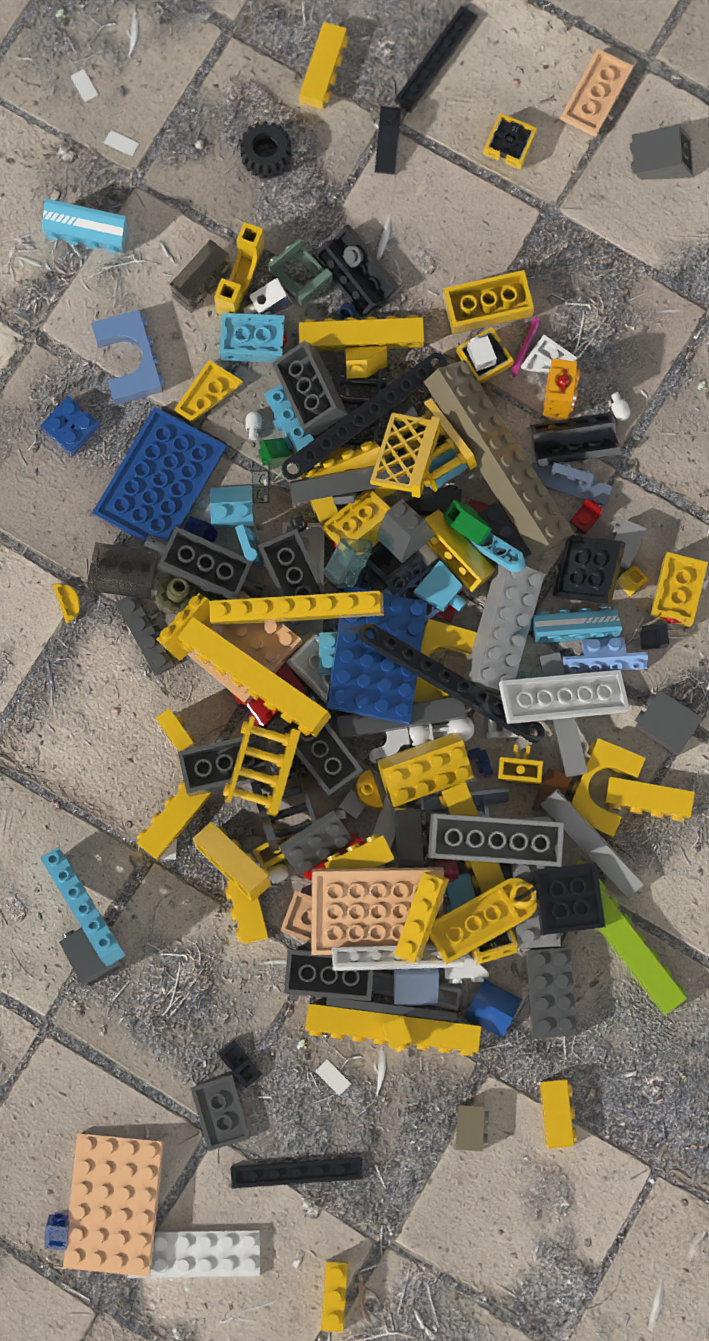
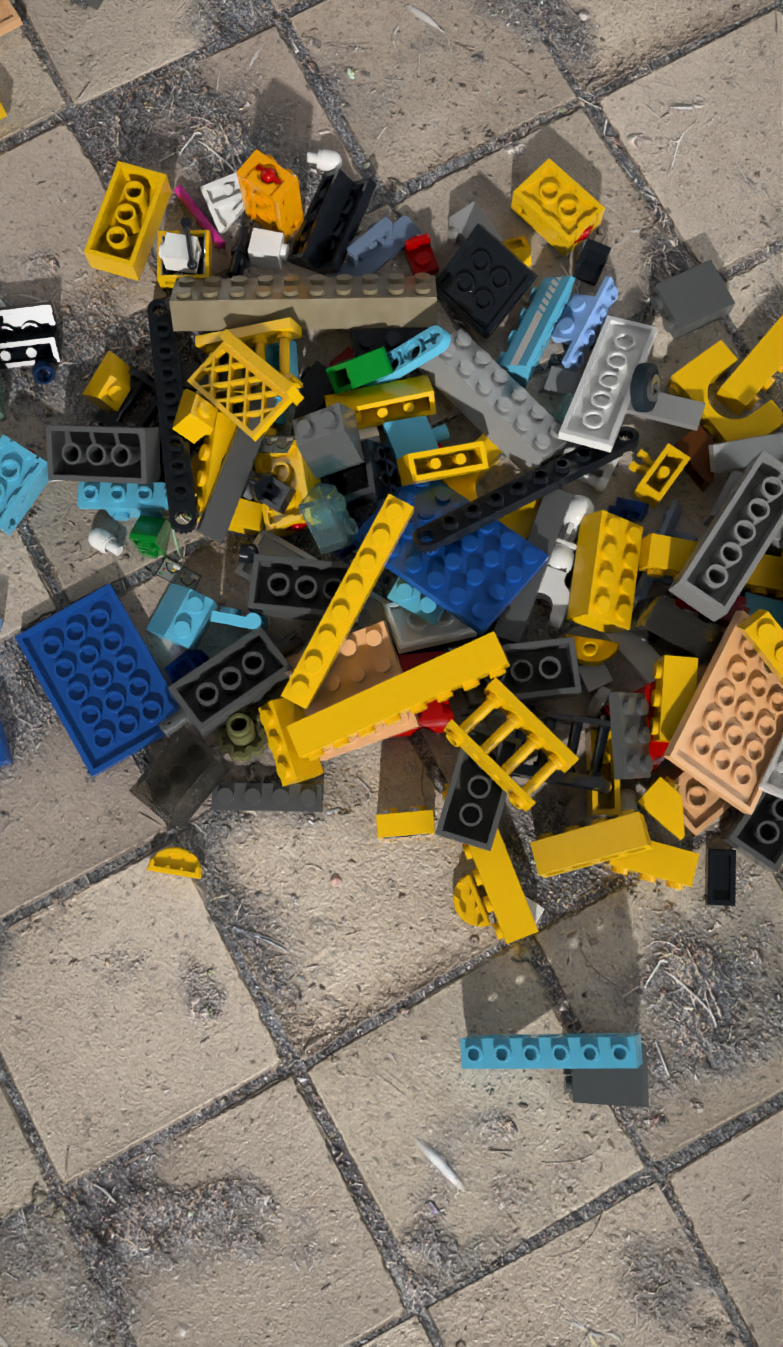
camera: 60 degrees left, 0 degrees up
(149, 806) = (468, 903): none -> yellow plate
(206, 391) = (34, 570): yellow wing -> none
(263, 964) = (720, 877): none -> black tile
(286, 896) = (664, 805): none -> yellow slope
(347, 514) = (271, 491): none -> black tile
(369, 432) = (194, 416): none -> yellow slope
(371, 332) = (63, 395): yellow brick -> none
(382, 498) = (276, 444): none -> light grey sticker
(431, 615) = (442, 463): none -> yellow brick
(500, 346) = (187, 224): none -> black hinge
(514, 391) = (240, 252): none -> black pin
(527, 407) = (267, 248): none -> white brick
(570, 722) = (644, 387): none -> black wheel

